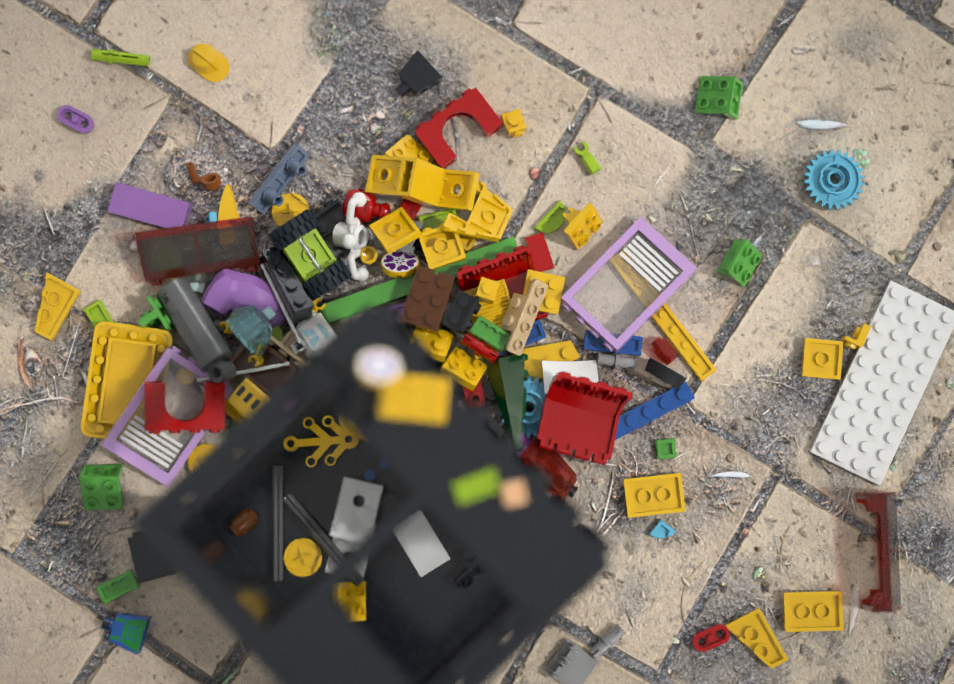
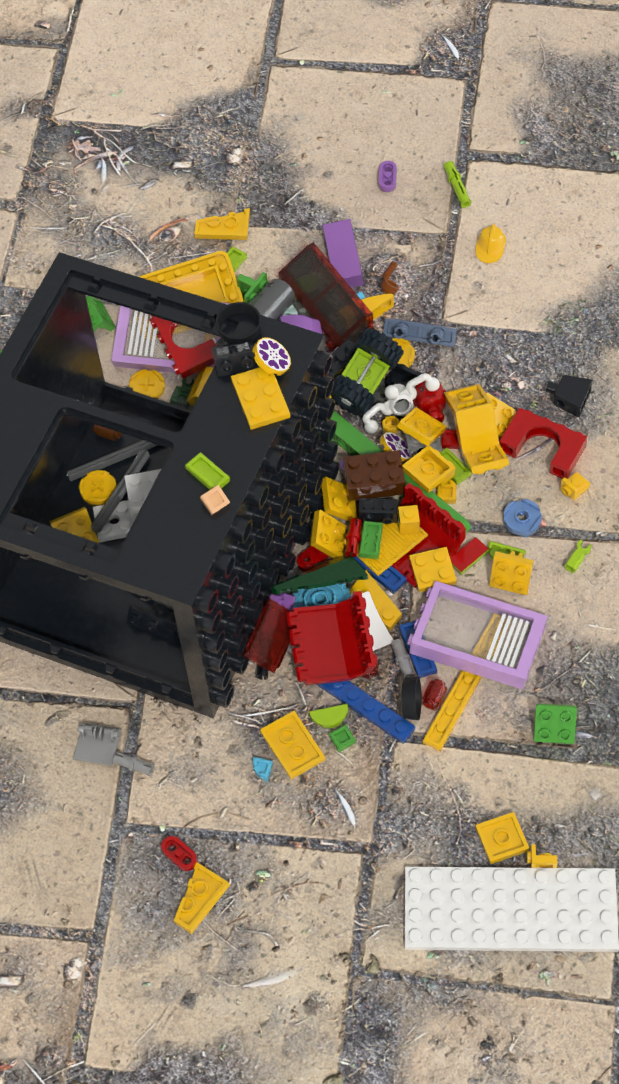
camera: 75 degrees right, 25 degrees down
(486, 219) = (473, 495): yellow wing -> none
(522, 314) = (401, 557): tan bracket -> none
(529, 176) = (520, 508): none -> medium blue plate
(641, 449) = (329, 717): none -> lime tile
(813, 611) = (248, 936): yellow plate -> none
(888, 595) = (340, 973): clear red windscreen -> none

